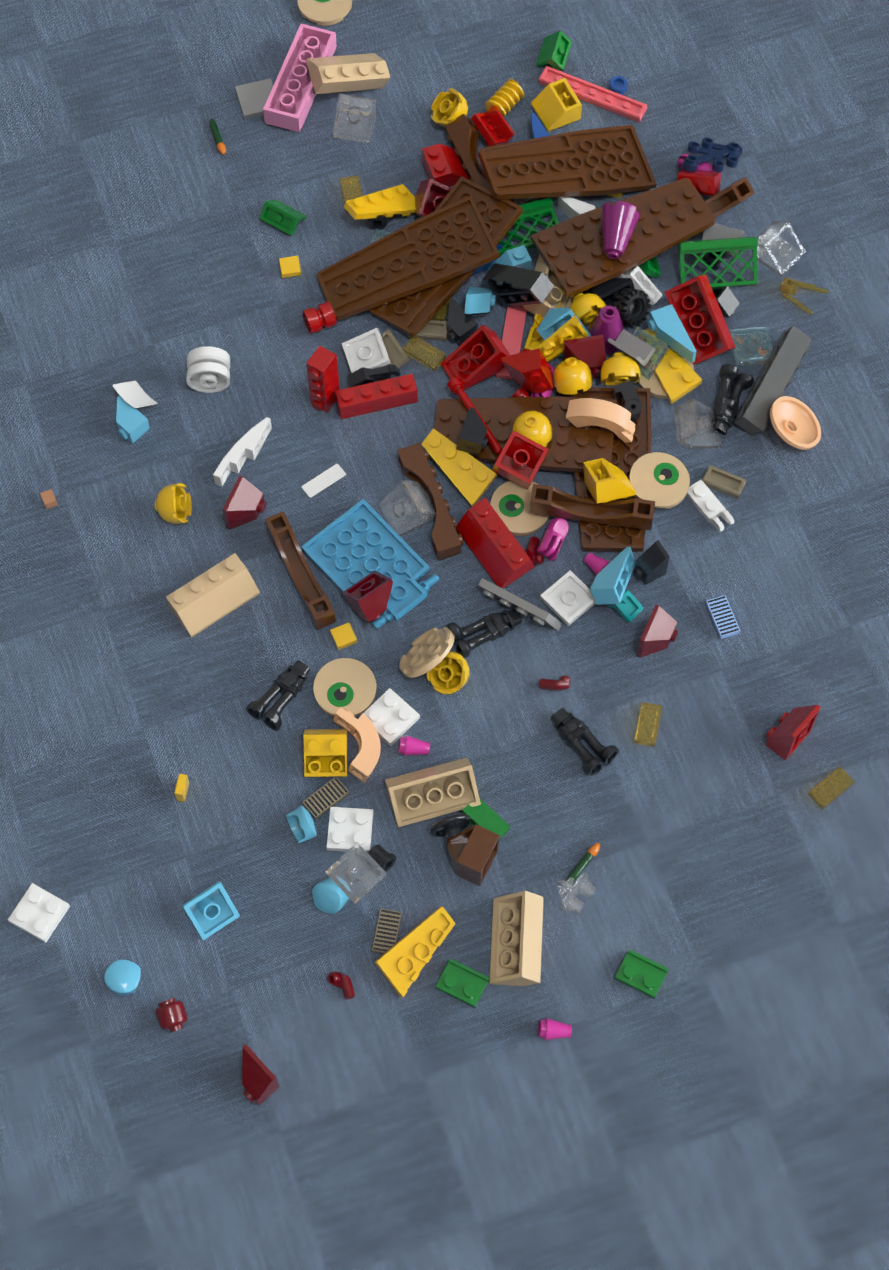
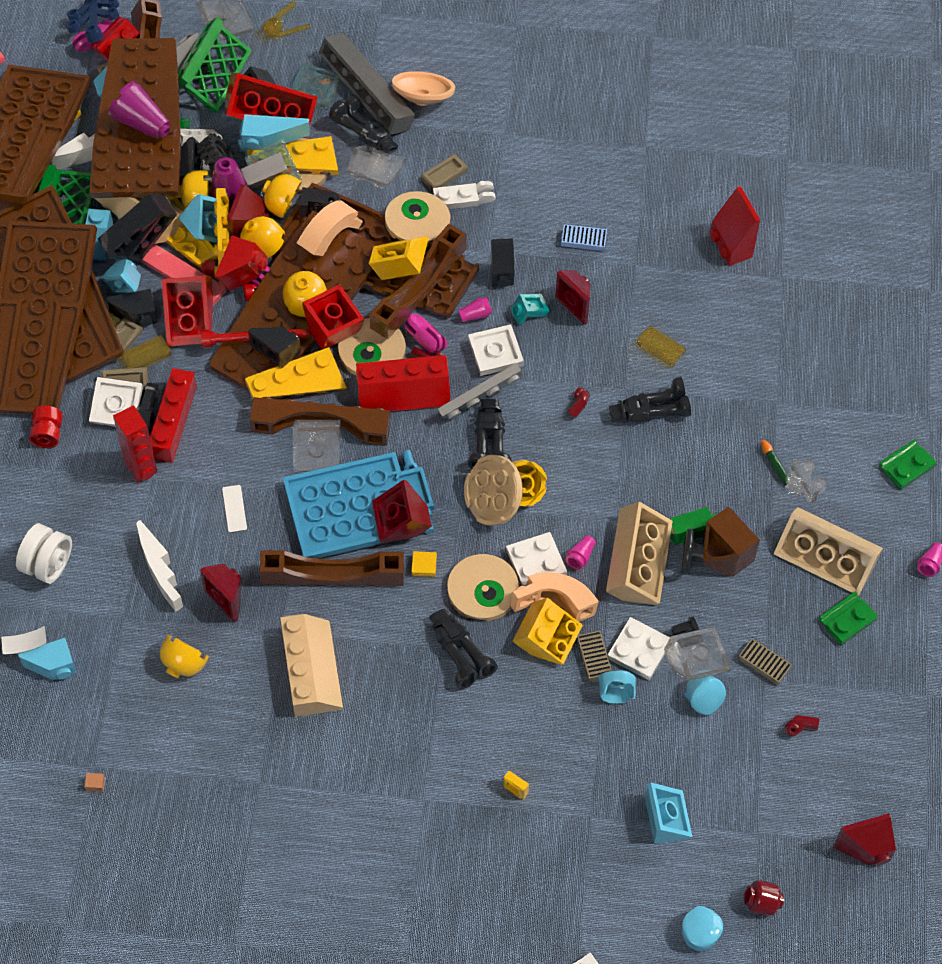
camera: 65 degrees left, 5 degrees down
(410, 954) = (798, 643): yellow wing -> none
(613, 579) = (504, 302): medium azure slope -> none
(831, 787) = (798, 234): clear yellow tile -> none

